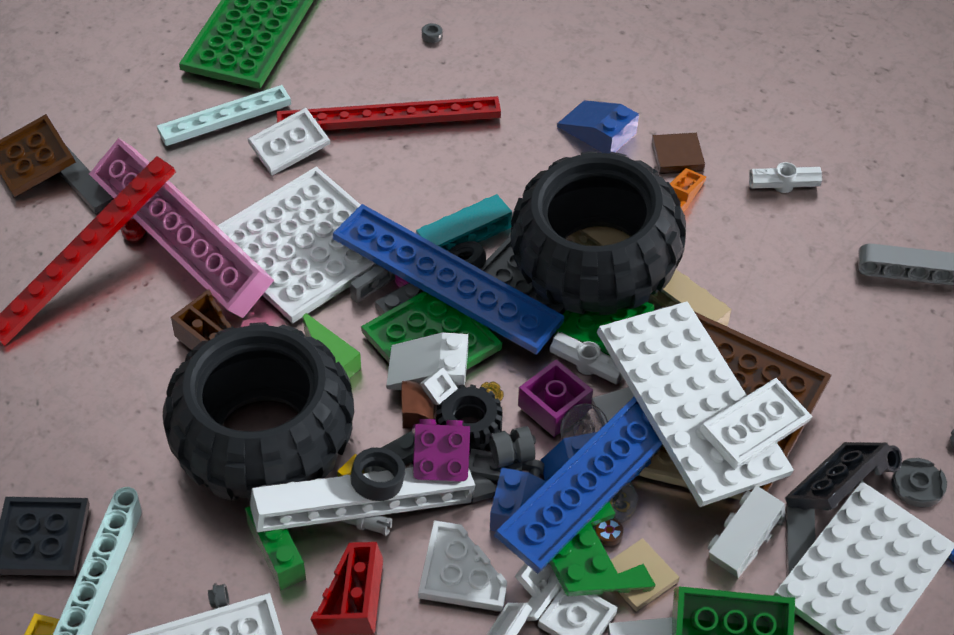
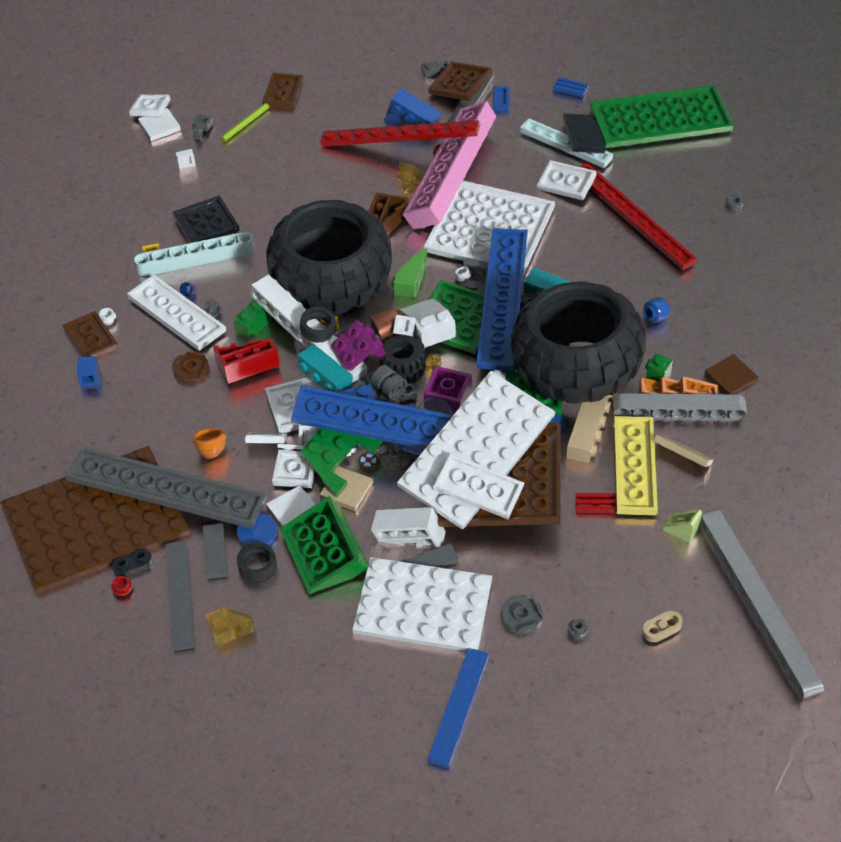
camera: 65 degrees right, 0 degrees up
(43, 225) = (410, 110): none -> blue wedge
(91, 136) = (500, 98): none -> blue tile
(132, 70) = (570, 87): none -> blue tile
(152, 274) = (410, 173): none -> clear yellow hips
(164, 609) = (186, 287): none -> clear blue hinge
(228, 91) = (583, 133): none -> black tile
(361, 299) = (462, 274): none -> white plate
(443, 508) = (323, 370): none -> teal brick
(546, 157) = (656, 310): none -> blue head
(601, 124) = (718, 324): blue slope -> none
(709, 199) = (680, 406): none -> light grey beam
(761, 284) = (635, 466): none -> light yellow plate
(764, 236) = (683, 450): none -> tan tile
(785, 177) = (753, 442): white piece -> none
(799, 330) = (595, 500): none -> red tile
(842, 472) = (474, 556): black hinge -> none
(867, 282) = (683, 524): none -> yellowish green slope

